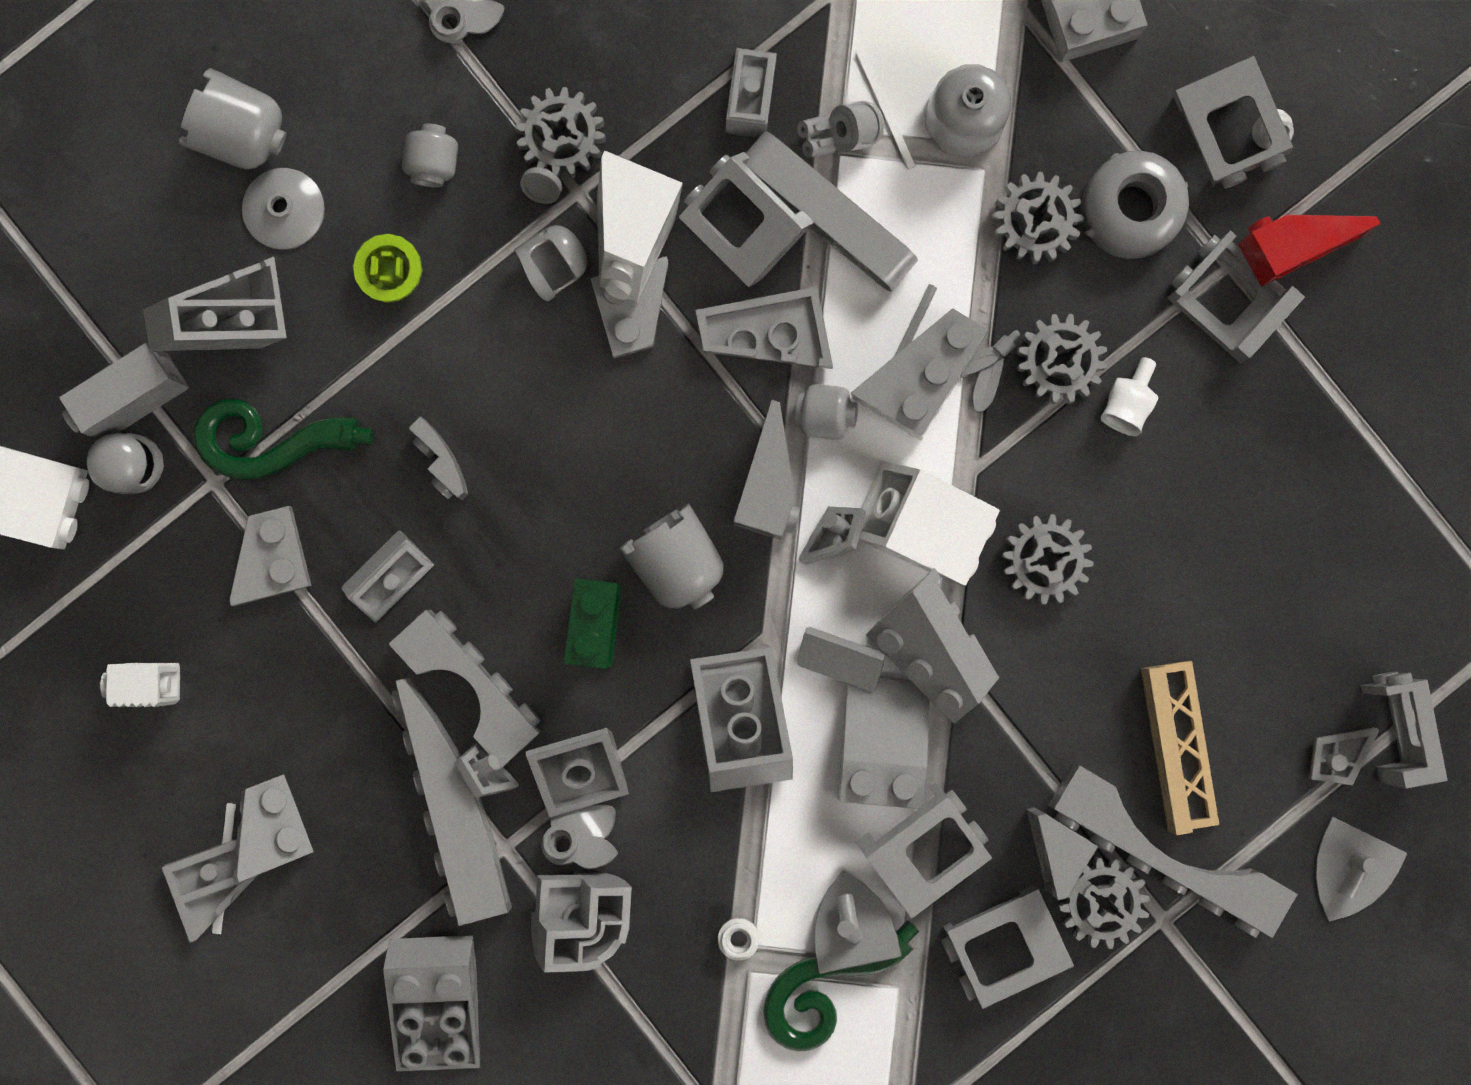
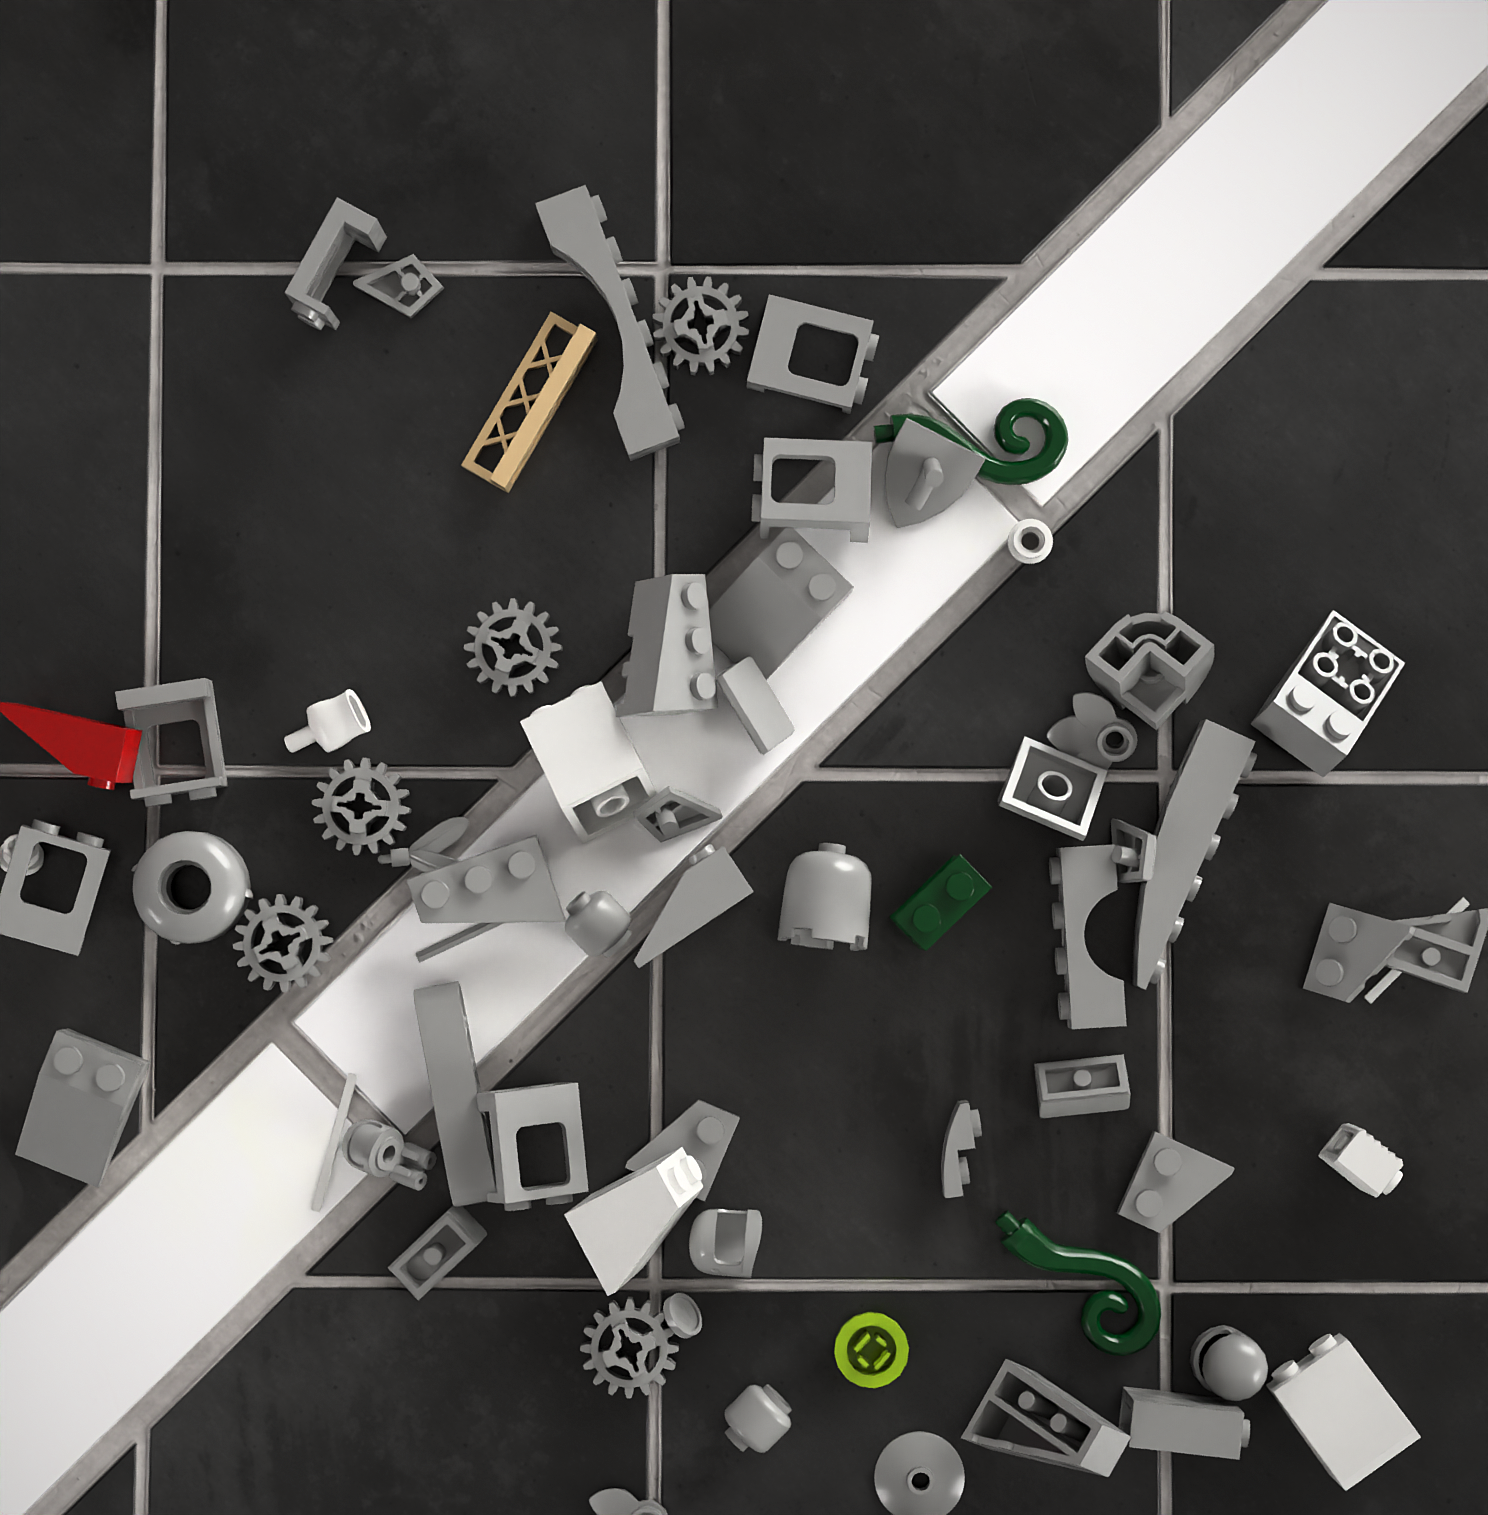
camera: 135 degrees left, 0 degrees up
(742, 719) = (879, 721): light grey slope -> none
(769, 328) = (588, 1034): light grey wing -> none
(962, 126) = (287, 1077): light grey cylinder -> none
(1060, 853) = (702, 397): light grey slope -> none
(1353, 869) = (469, 184): light grey shield -> none

